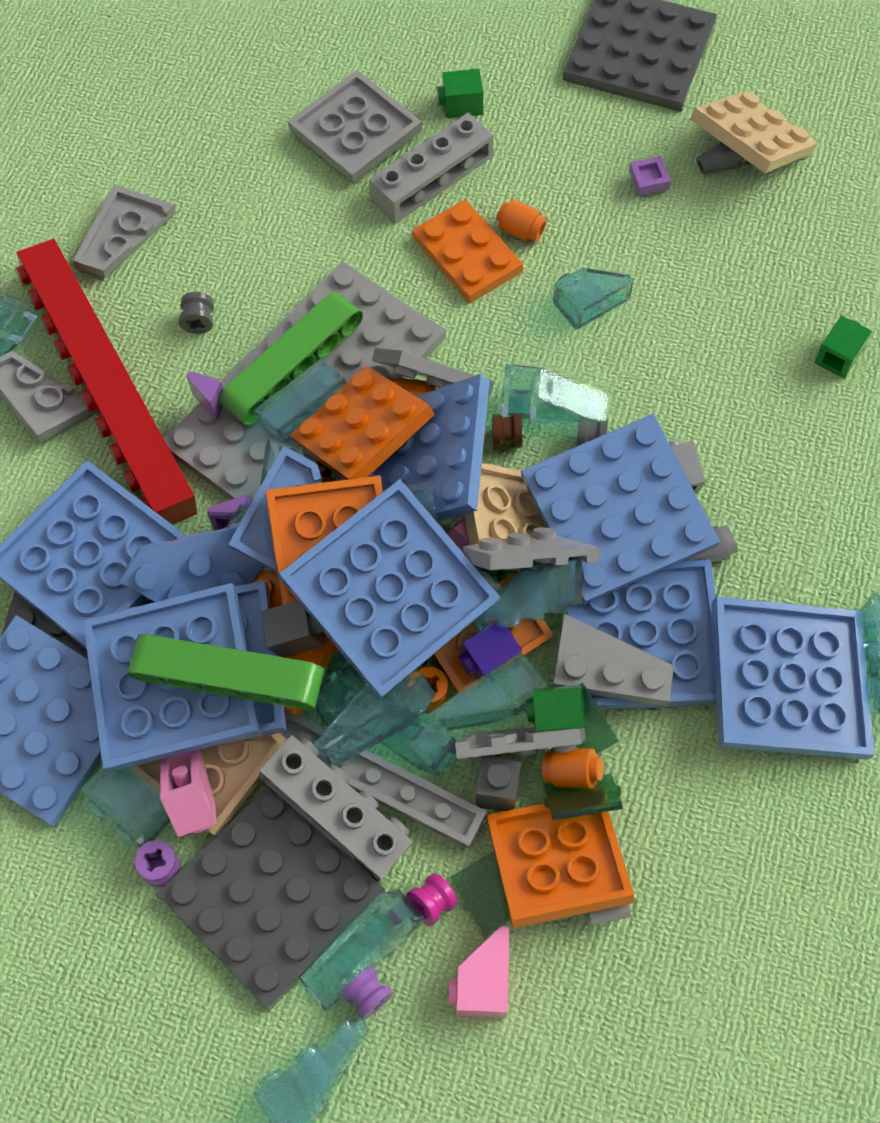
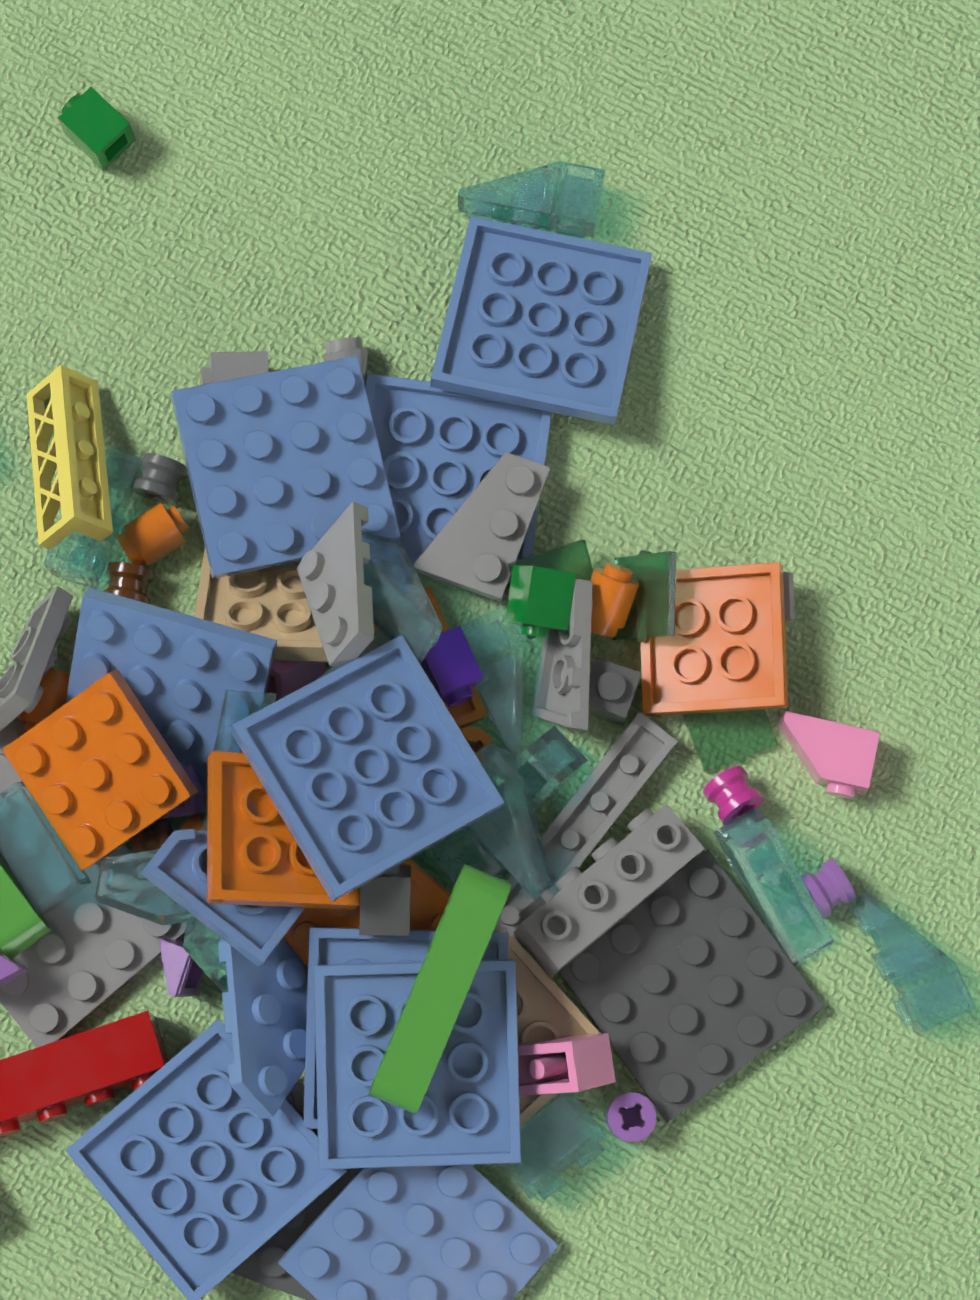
camera: 80 degrees left, 15 degrees up
(546, 437) = (153, 535): none -> orange brick
(590, 370) = (76, 454): none -> light yellow fence

